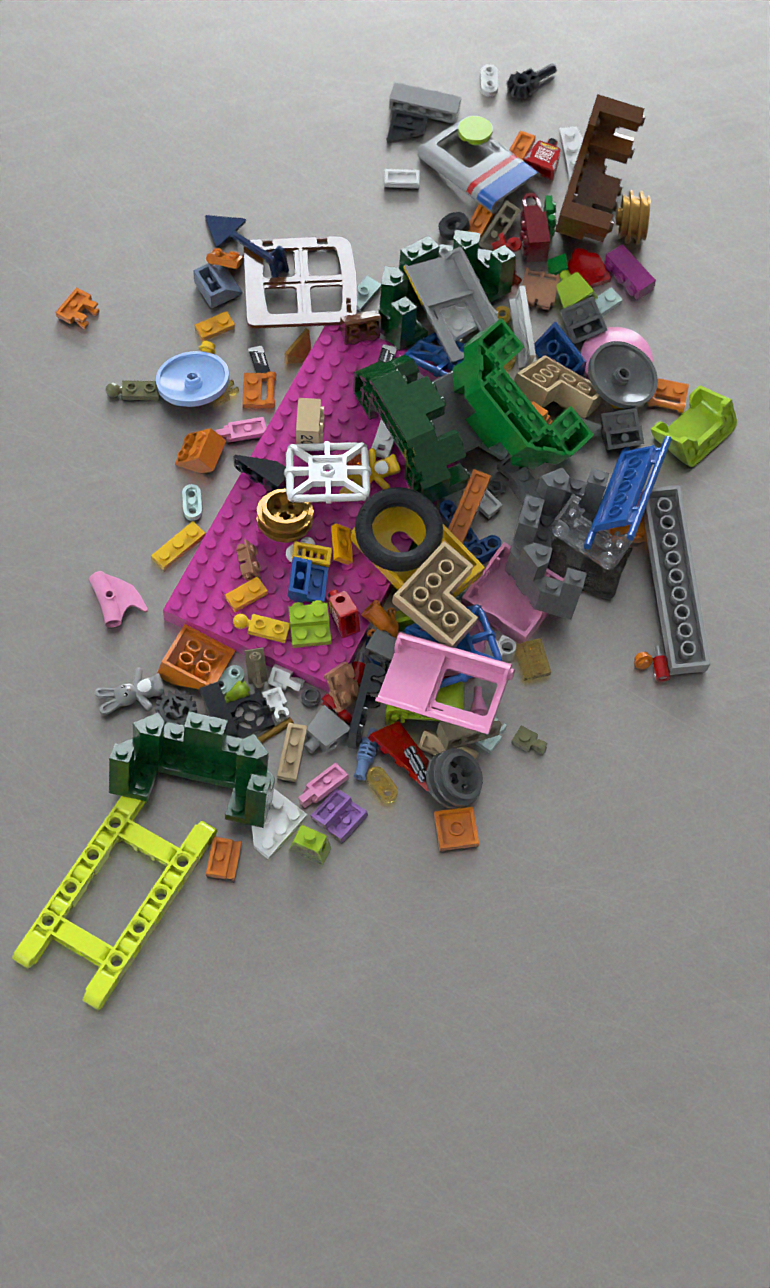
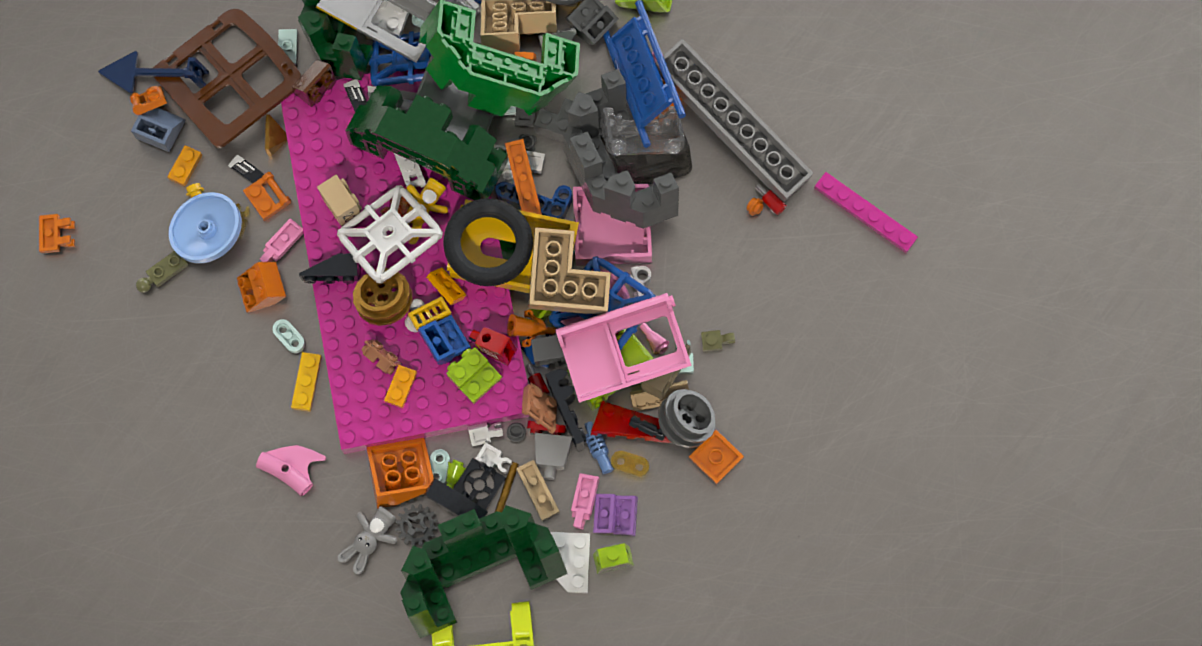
camera: 30 degrees left, 10 degrees up
(223, 858) = (552, 620): orange plate -> none
(256, 667) = (455, 441): dark tan hinge -> none
(263, 627) = (437, 404): yellow plate -> none
(532, 659) = (668, 269): clear yellow plate -> none
(733, 729) = (866, 212): none -> dark pink plate

